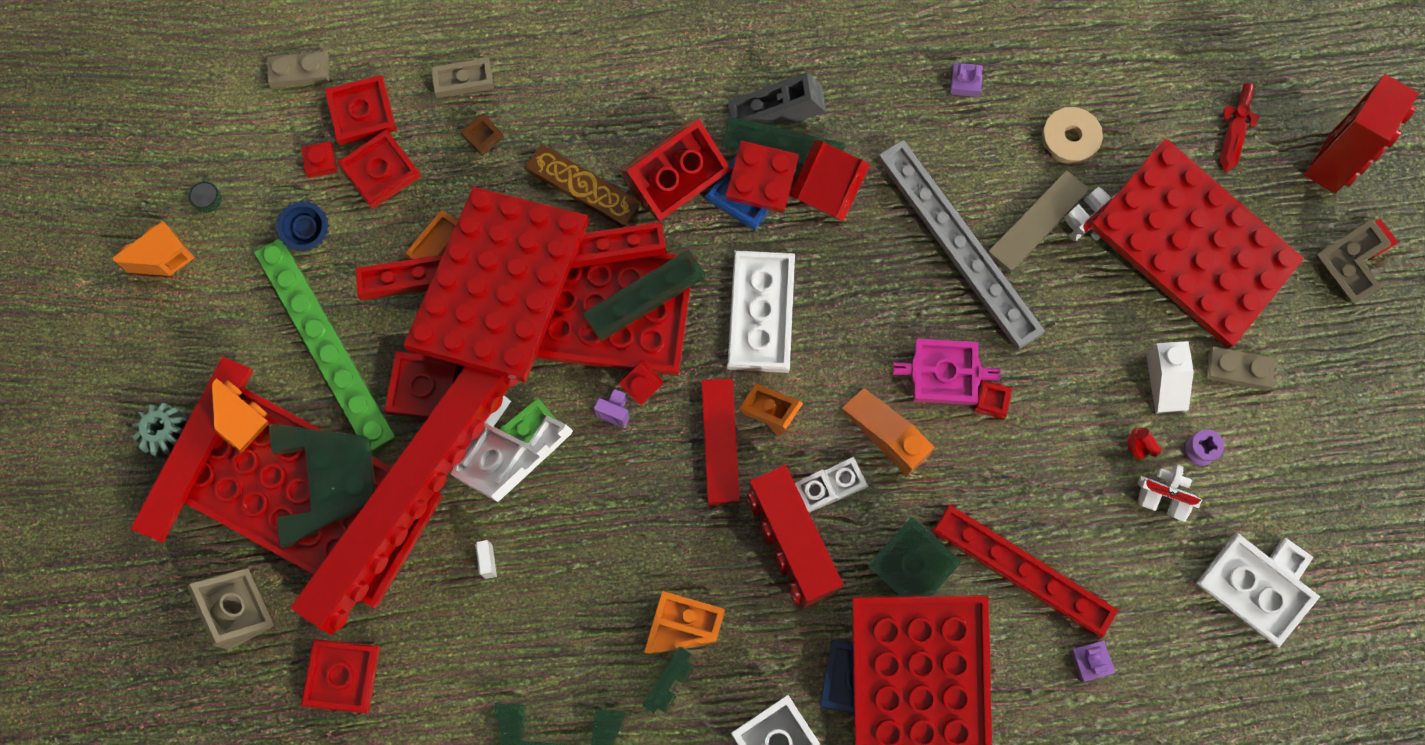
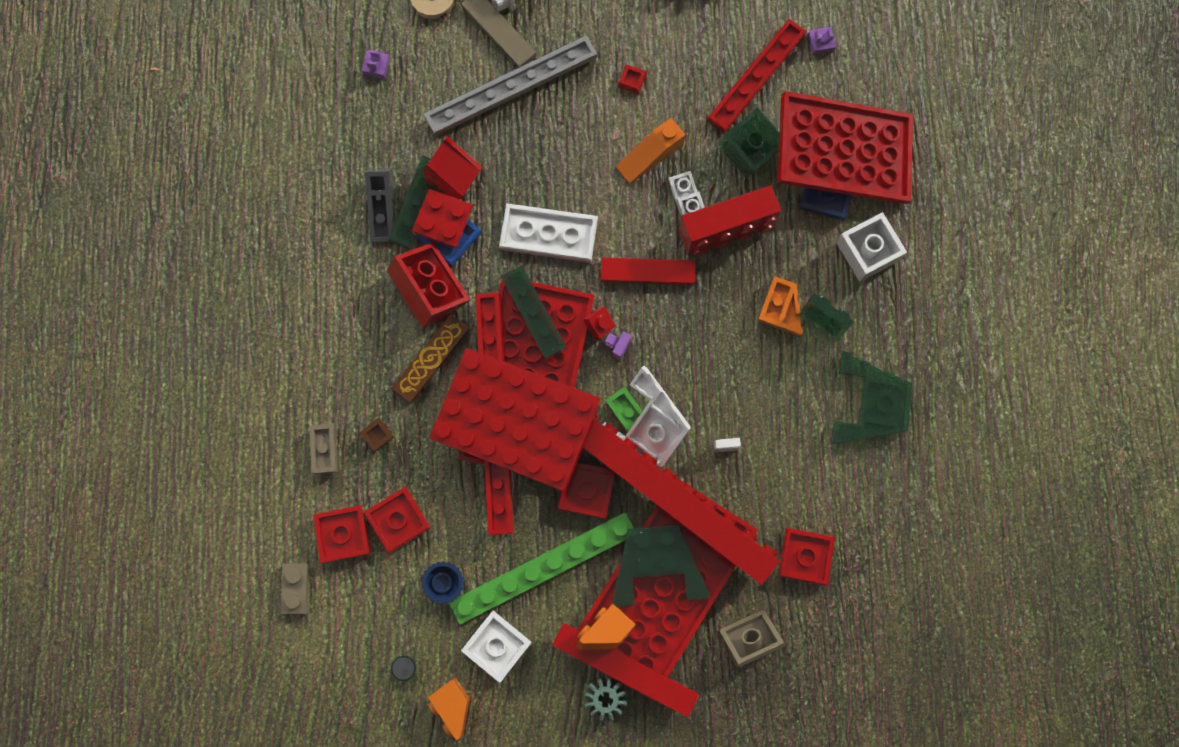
camera: 85 degrees left, 5 degrees up
(227, 297) = (496, 646): none -> white plate
(319, 159) = (381, 571): red plate -> none
(433, 238) = (464, 477): orange tile -> none
(770, 408) = (629, 228): orange slope -> none
(946, 371) = (609, 107): dark pink plate -> none

